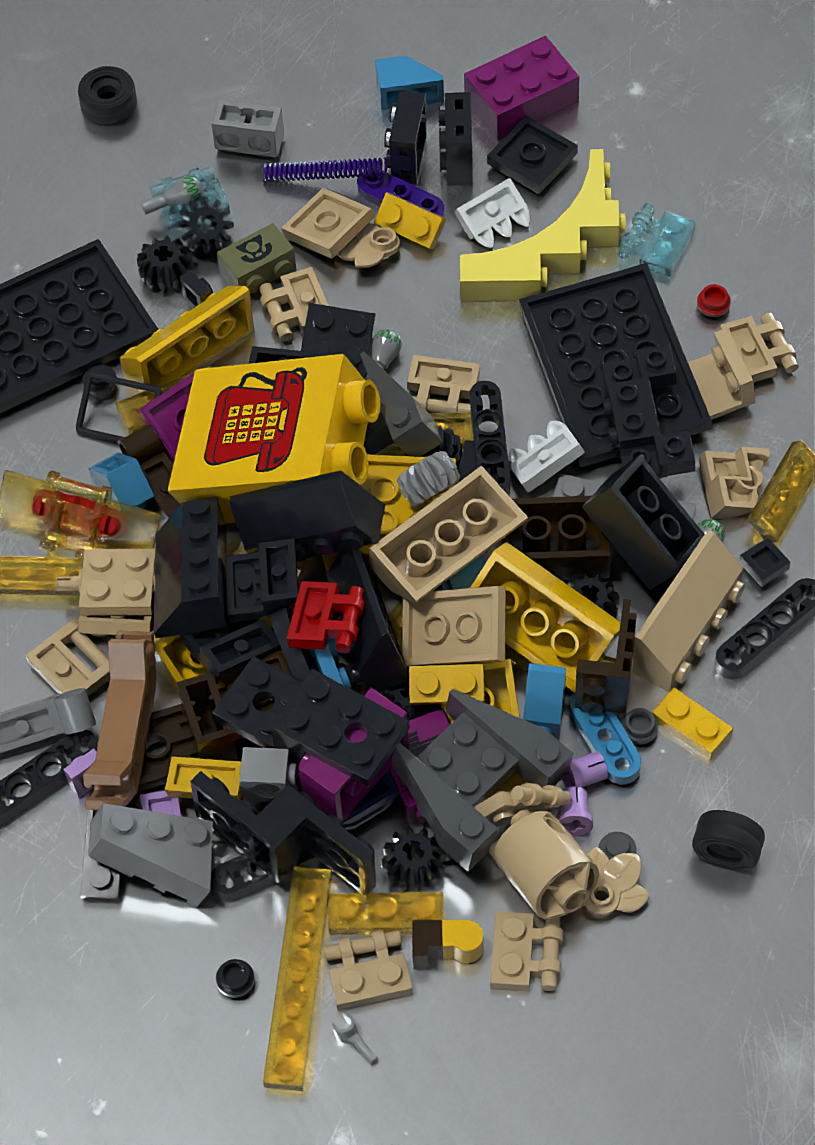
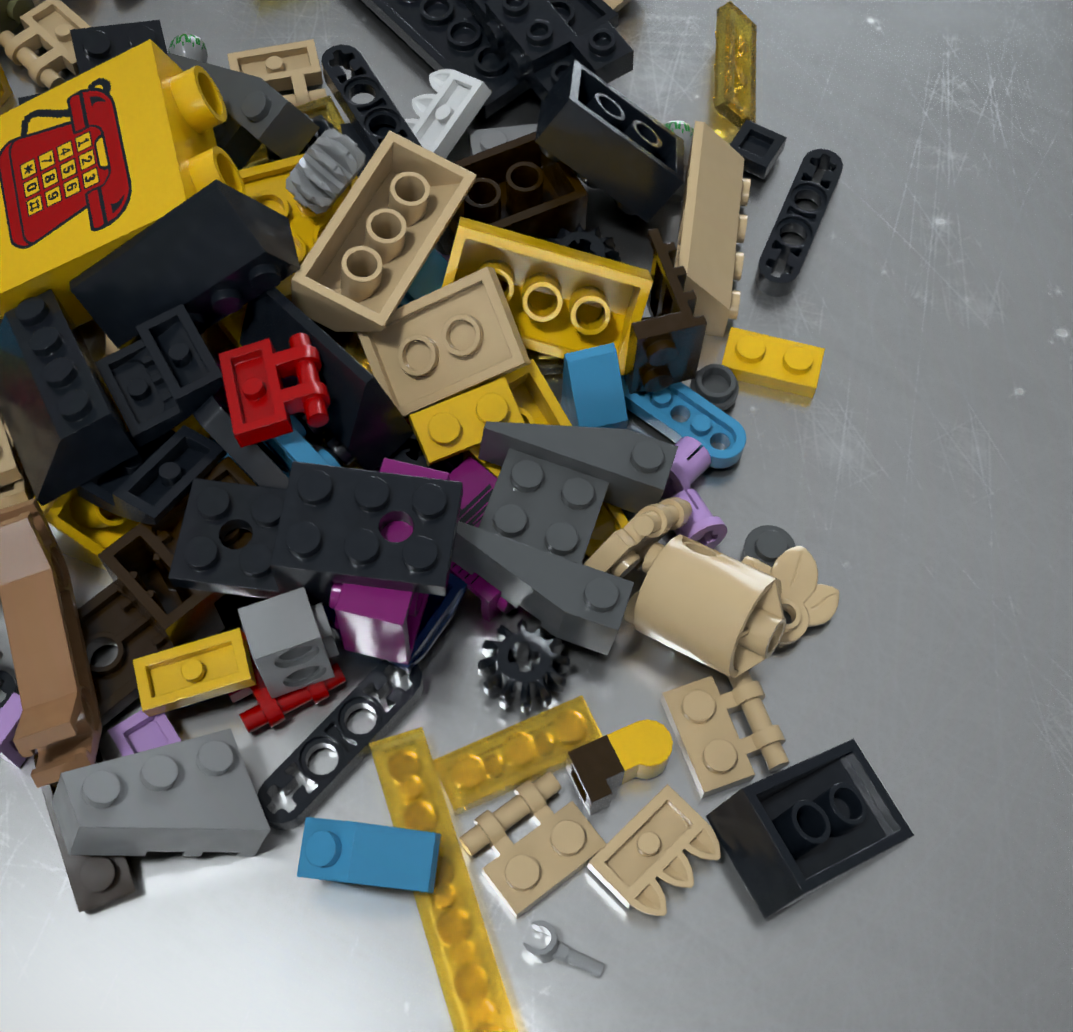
camera: 30 degrees left, 5 degrees up
(235, 978) = (356, 937): black plate -> none
(261, 929) = (369, 854): none -> dark azure slope
(285, 833) = (342, 703): black bracket -> none
(439, 1002) = (653, 849): none -> tan plate
(546, 1028) = (807, 826): none -> black slope
(728, 839) = (904, 482): black tyre -> none
(732, 480) = (670, 76): tan slope -> none

